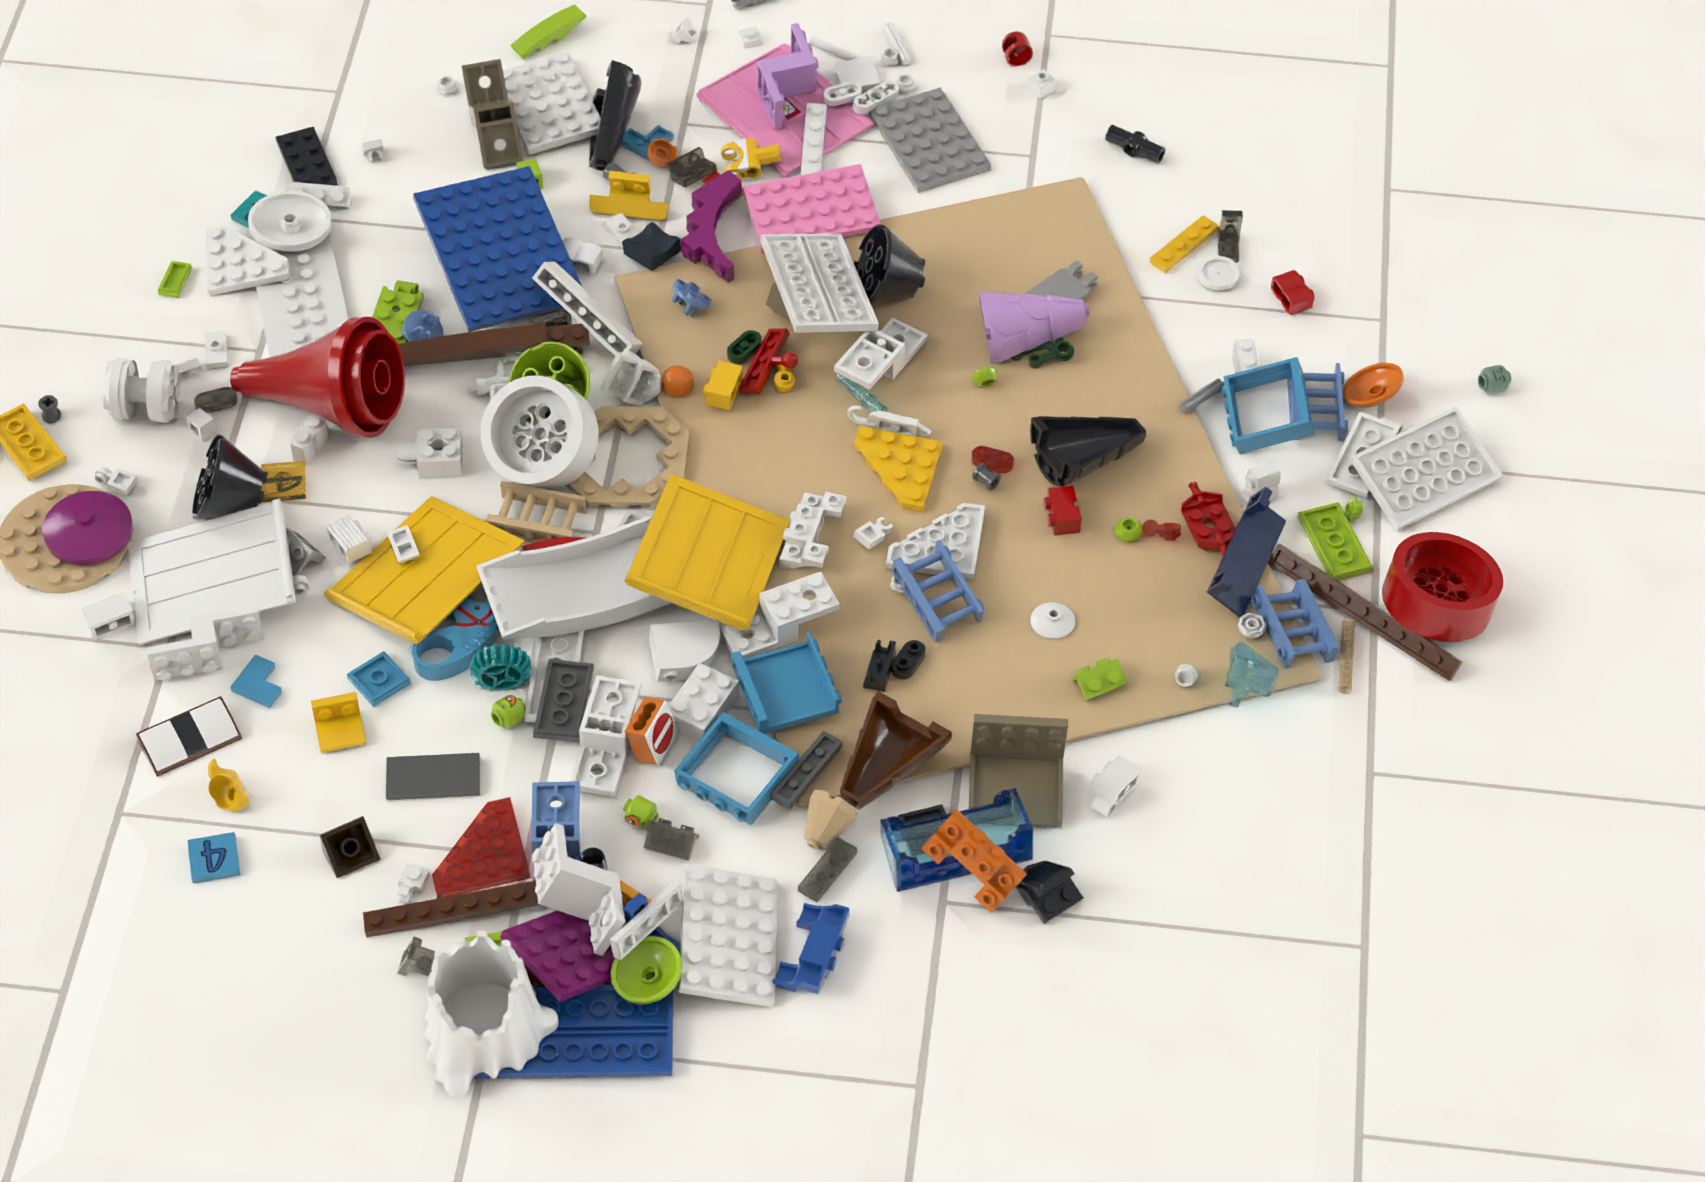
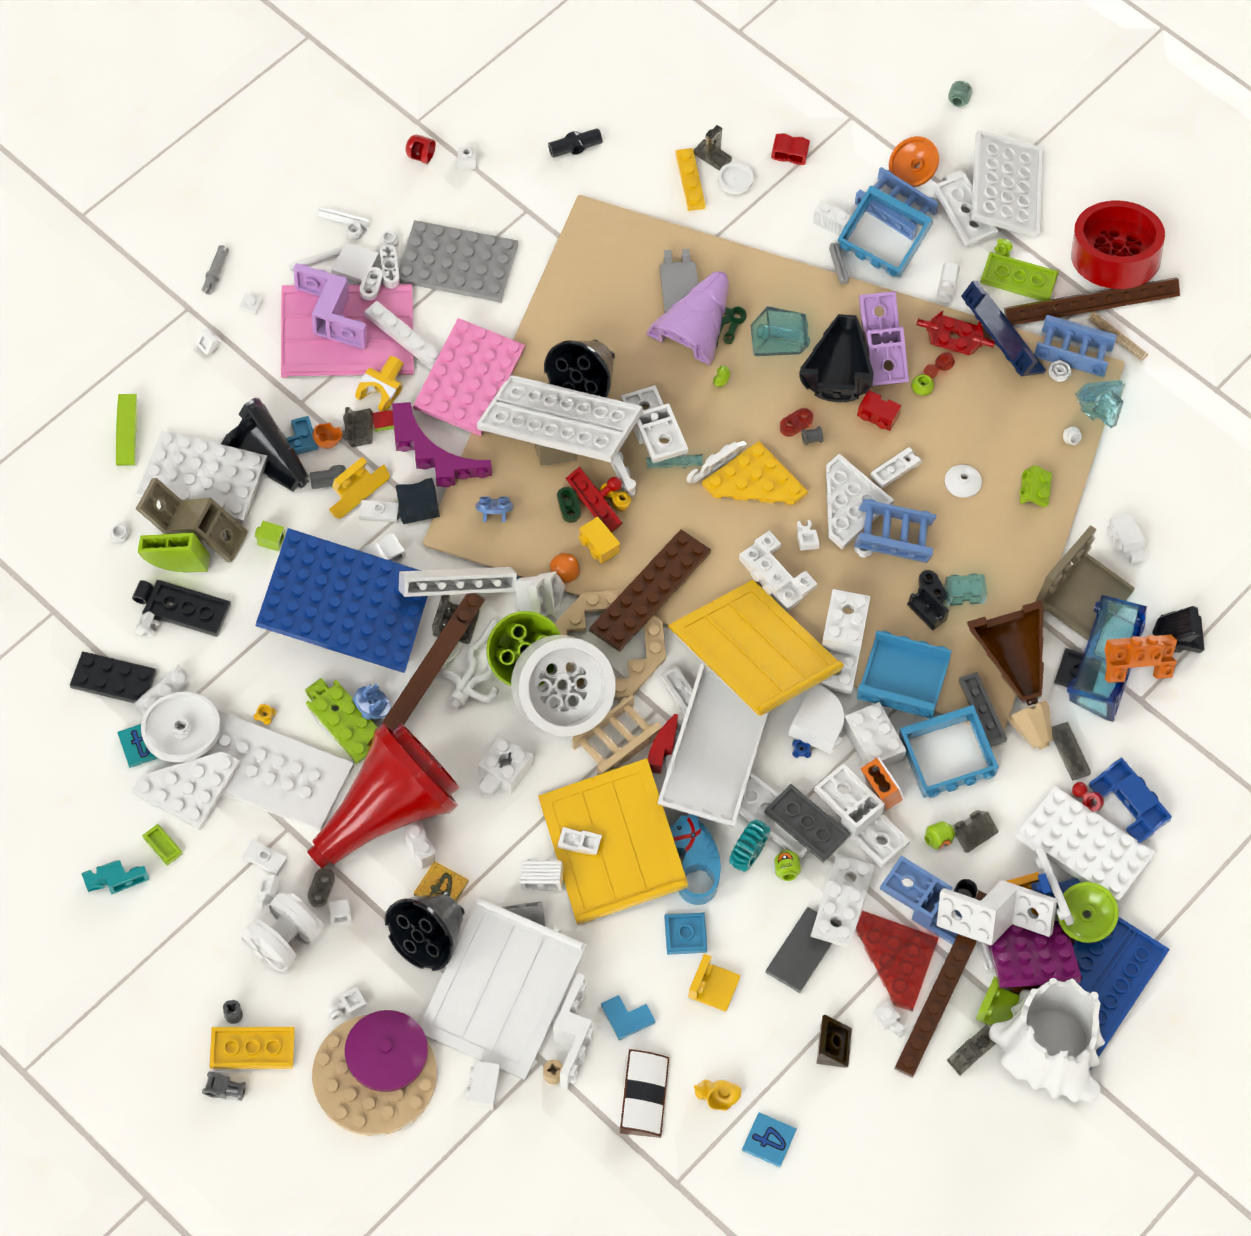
camera: 55 degrees left, 10 degrees up
(116, 264) = (114, 876): none -> teal plate
(354, 270) = (263, 708): none -> yellow plate
(414, 170) = (190, 607): none -> black hinge
(452, 121) = (174, 552): none -> lime brick
(501, 771) = (843, 900): none -> white bracket
(642, 653) = (797, 744): none -> blue plate
(706, 449) = (650, 590): none -> reddish brown plate
(787, 916) = (1080, 790): none -> red plate
(813, 362) = (623, 473): none -> white plate
(928, 682) = (965, 588): none -> clear light blue brick
(1014, 558) = (895, 468): none -> white plate
(1074, 389) = (779, 332): none -> clear light blue slope
(1142, 465) = (884, 337): none -> lavender bracket

